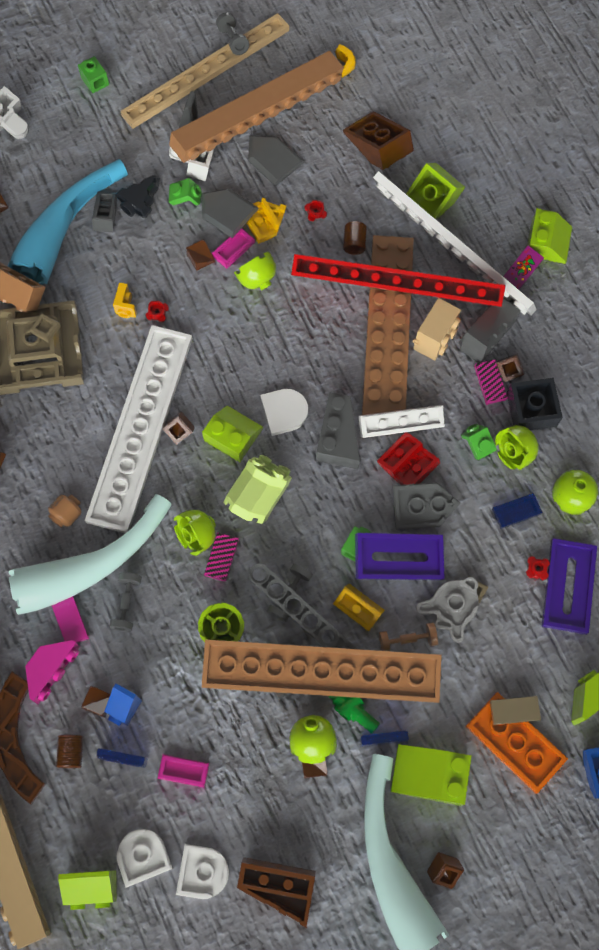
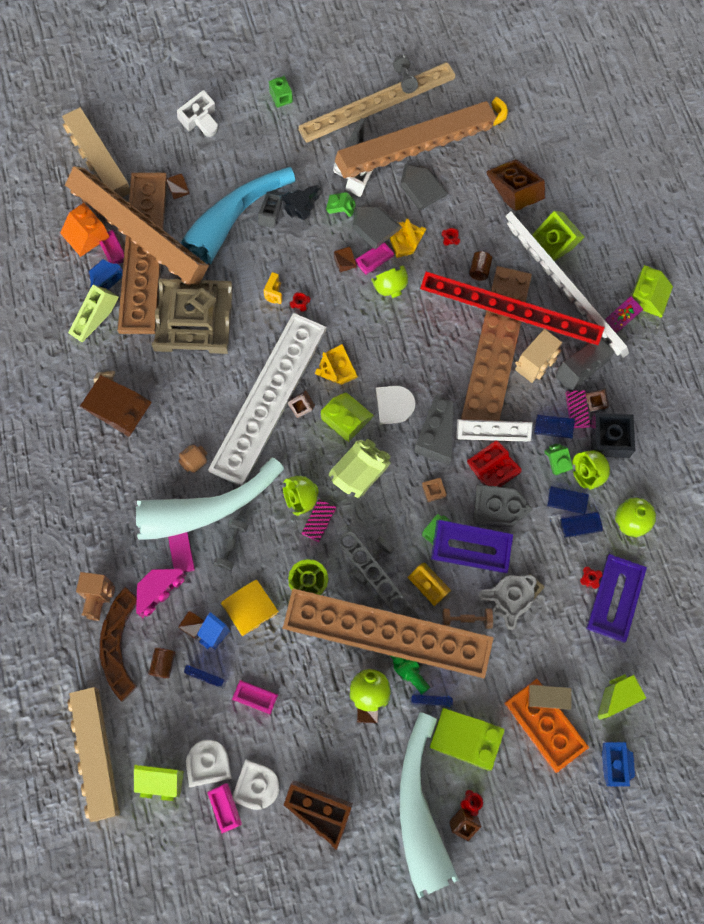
camera: 10 degrees right, 0 degrees up
(159, 670) = (249, 607): none -> yellow slope
(170, 904) = (224, 808): none -> dark pink tile
(211, 378) = (336, 366): none -> yellow slope
(345, 499) = (434, 489): none -> medium nougat tile
(454, 842) = (477, 802): none -> red plate
(468, 405) = (554, 426): none -> clear blue tile
(497, 485) = (567, 500): none -> clear blue tile

